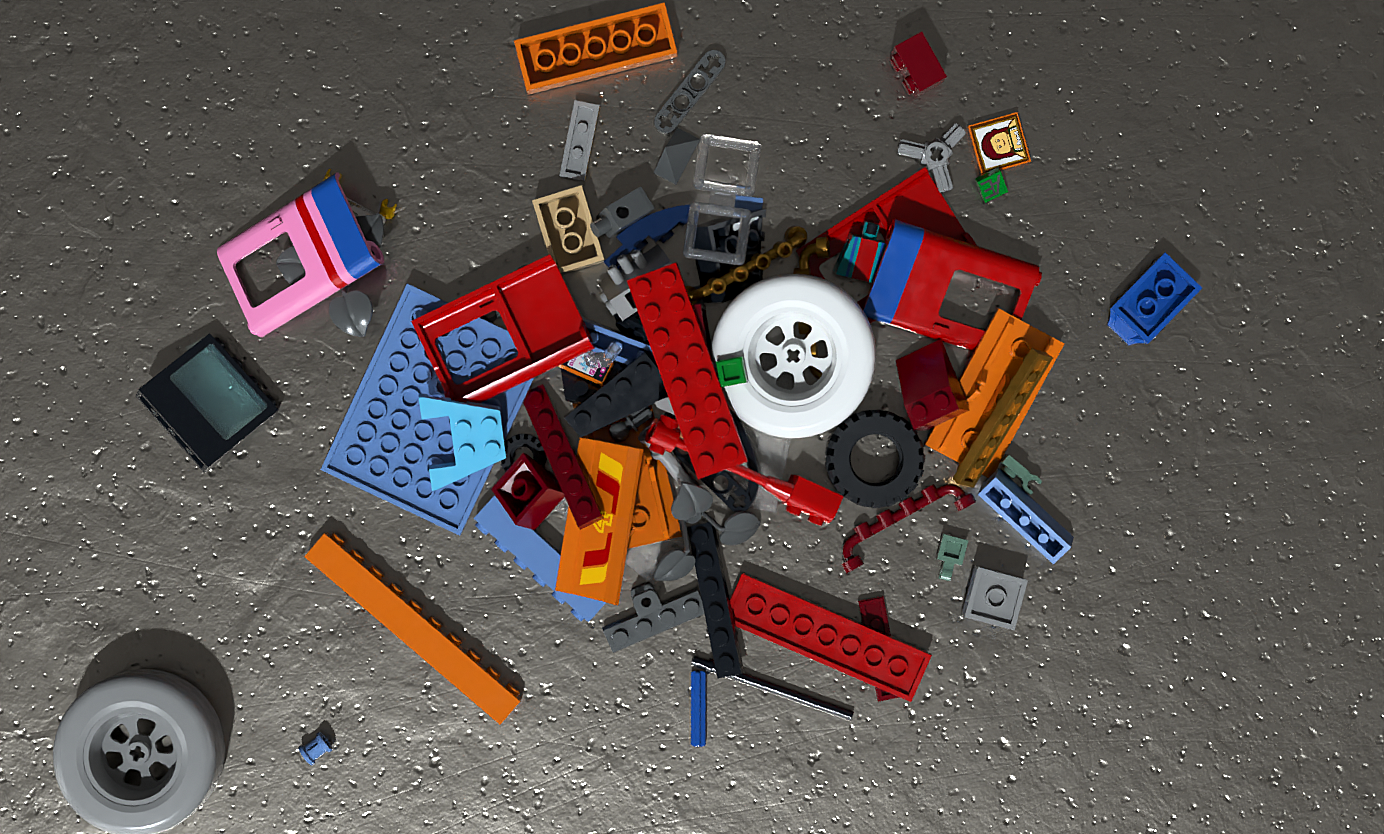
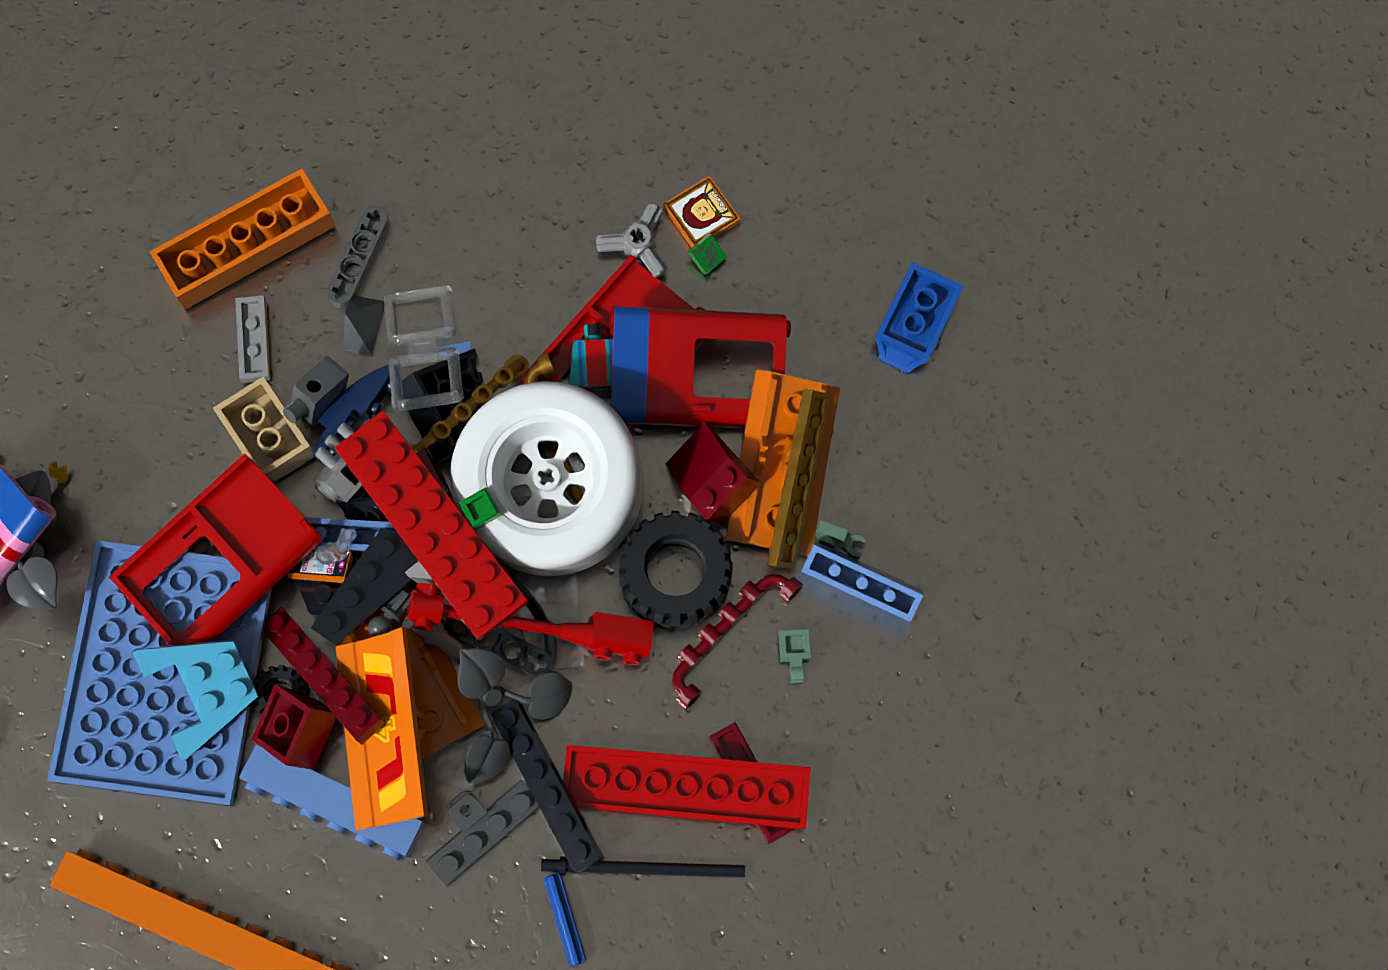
camera: 25 degrees left, 15 degrees down
(917, 65) = (589, 155): dark red brick -> none
(994, 597) = (859, 681): light grey container -> none

